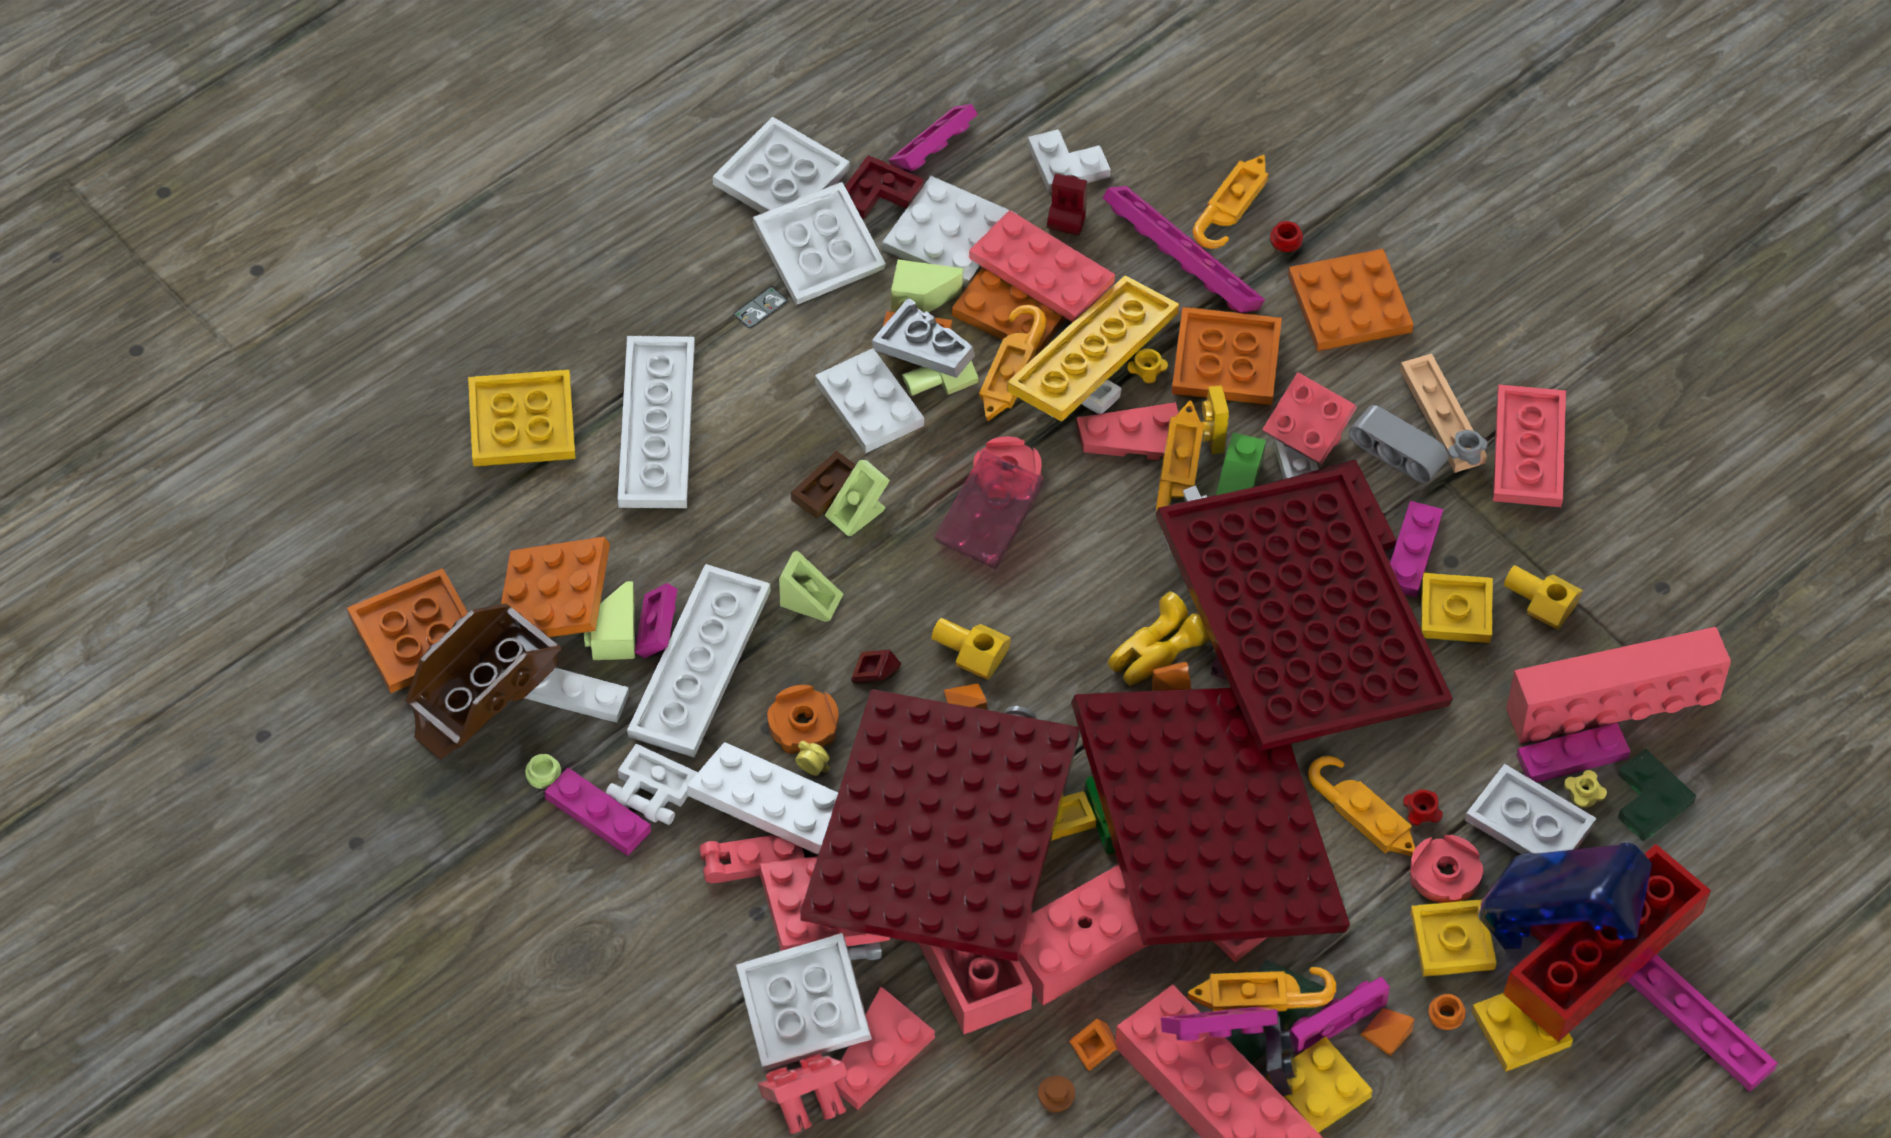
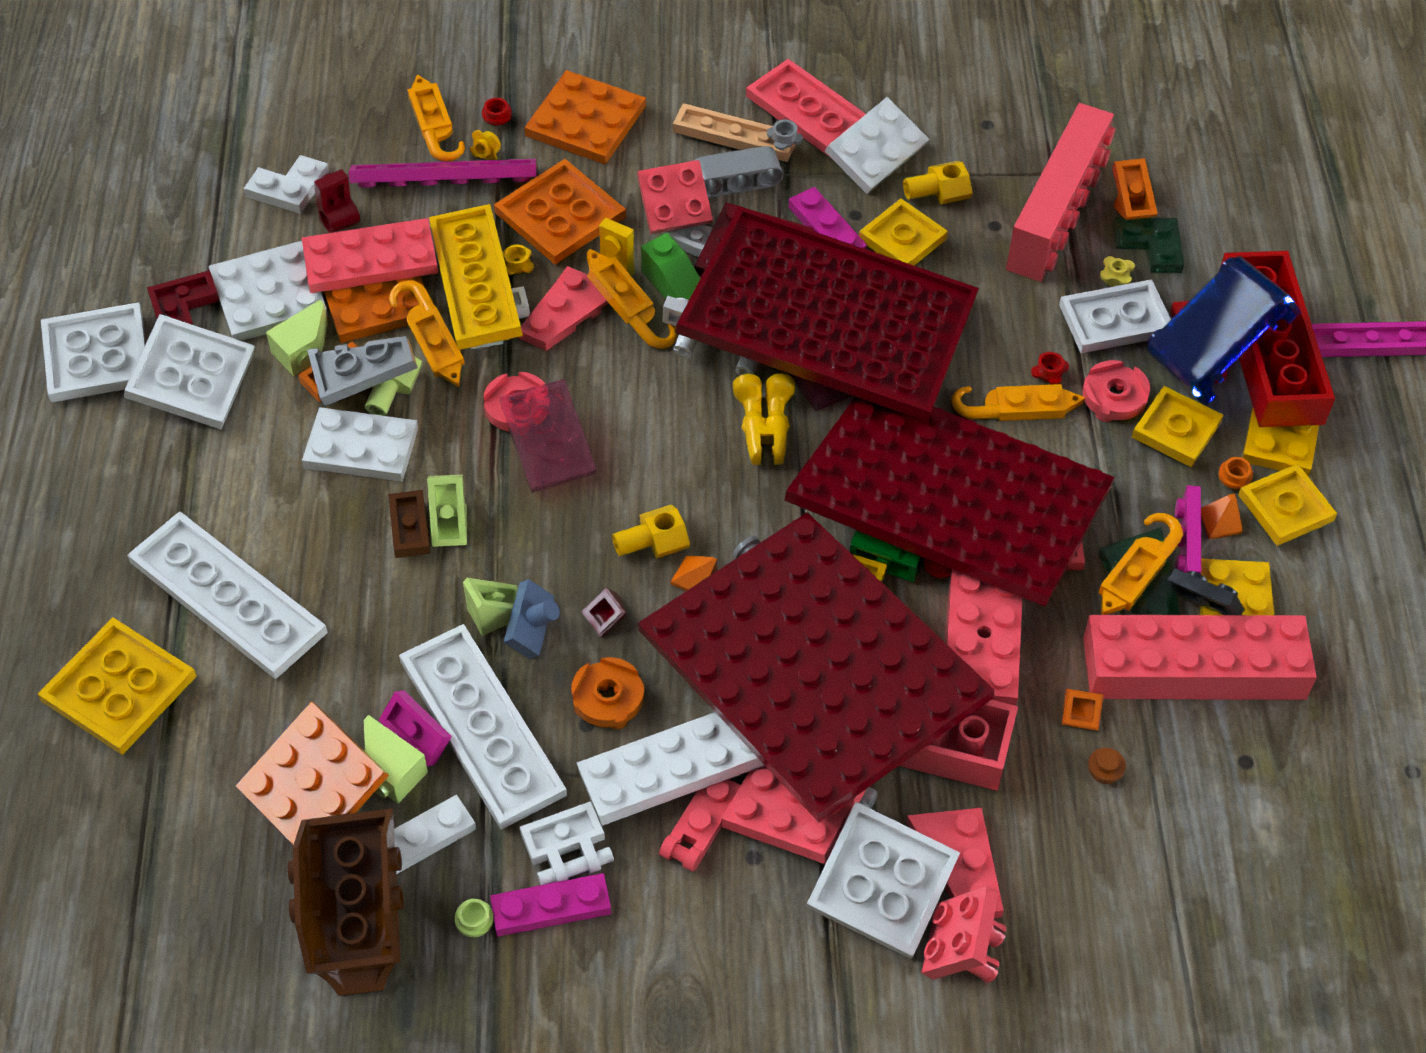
camera: 50 degrees left, 0 degrees up
(404, 623) = (234, 917): orange plate -> none
(760, 307) = (195, 453): light grey sticker -> none
(812, 758) = (653, 711): light yellow plate -> none
(816, 621) = (529, 618): none -> sand blue tile
(934, 137) = (178, 239): dark pink plate -> none
(1171, 677) = (808, 434): orange slope -> none
(1219, 1023) = (1161, 605): dark pink plate -> none
(1240, 256) = (485, 145): none -> yellow plate
(1449, 1068) = (1287, 504): none -> yellow plate
(1536, 521) = (877, 145): none -> white plate
(1573, 753) = (1079, 257): dark pink plate -> none
(1679, 741) = (1134, 190): none -> orange slope

